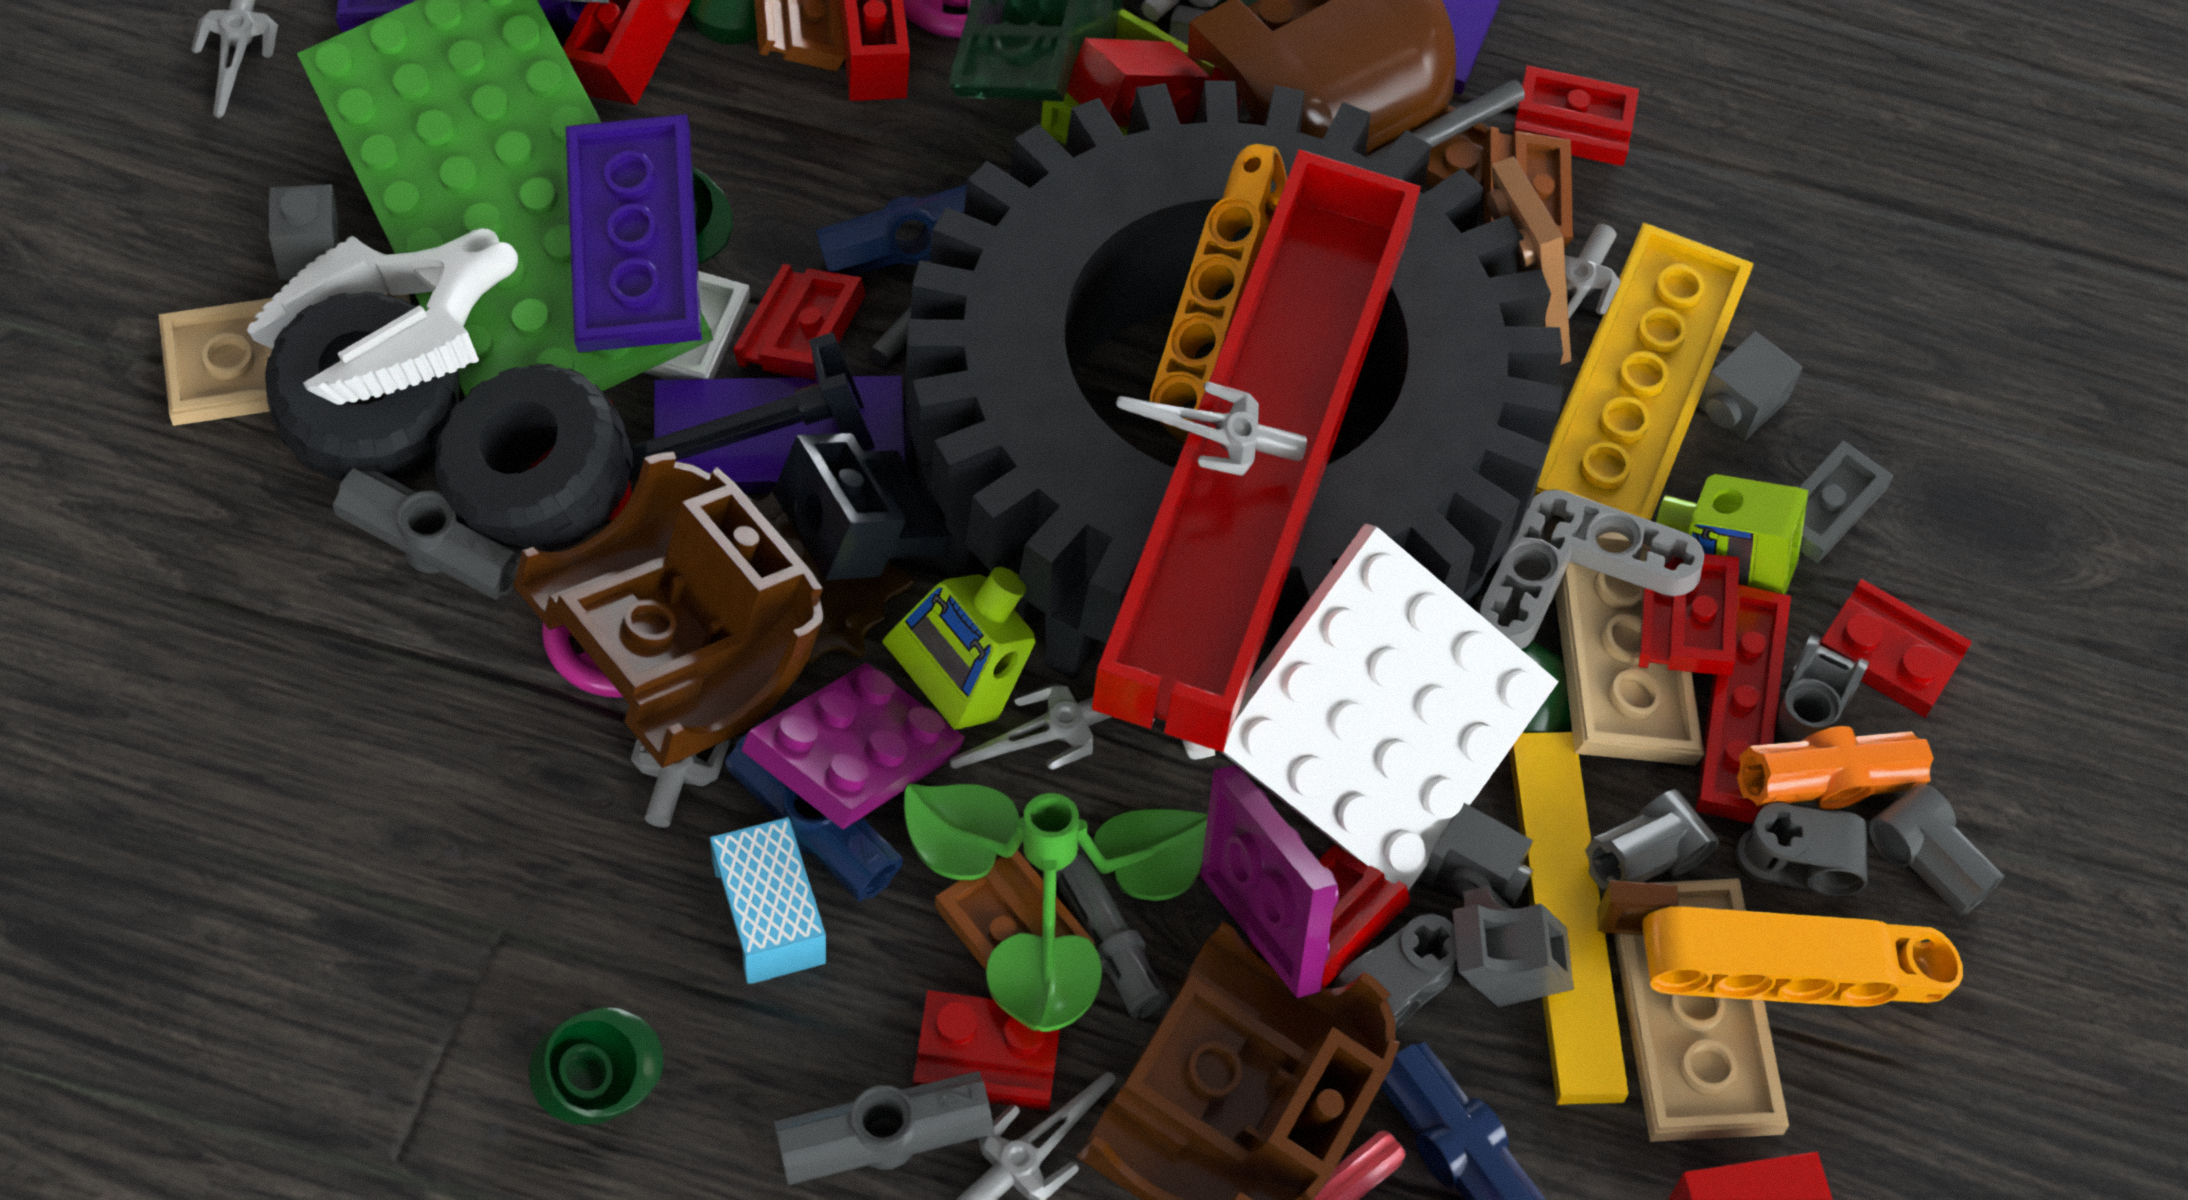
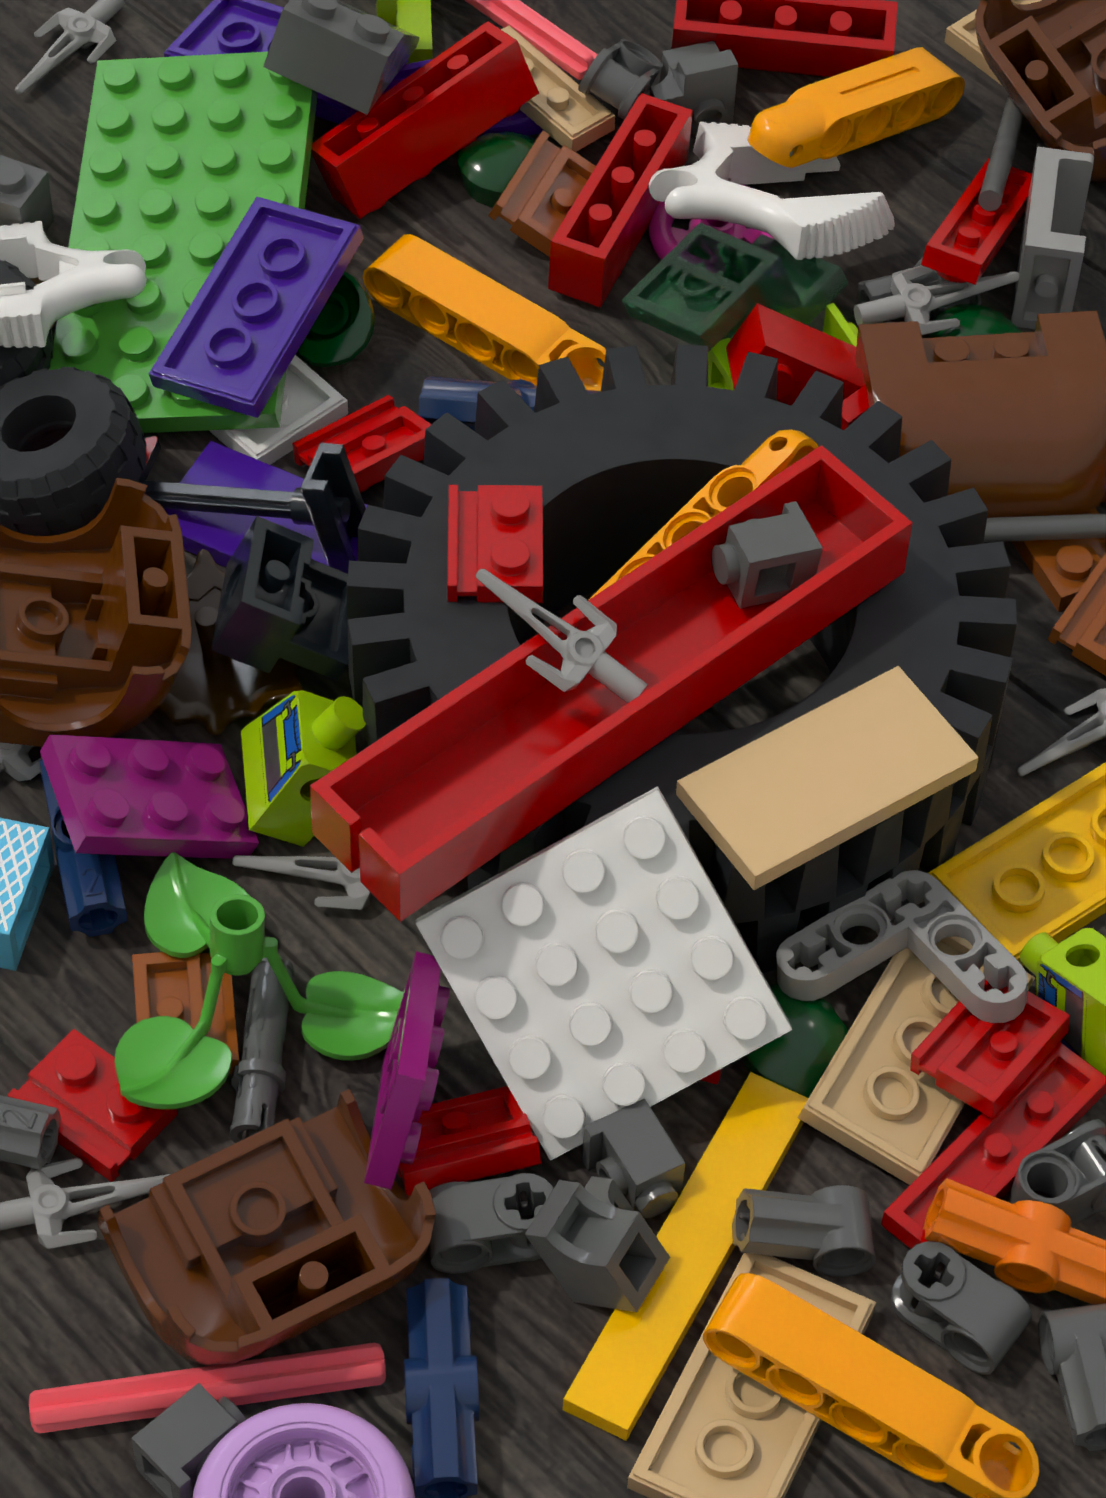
camera: 35 degrees right, 5 degrees down
(824, 154) = (477, 313): none -> light orange piece
(1054, 365) = (496, 532): none -> red plate
(1316, 270) = (767, 557): none -> dark grey brick
(1474, 447) = (826, 777): none -> tan tile
(1542, 239) = (1040, 679): medium nougat plate -> none
(1629, 902) = (732, 1255): reddish brown tile -> none

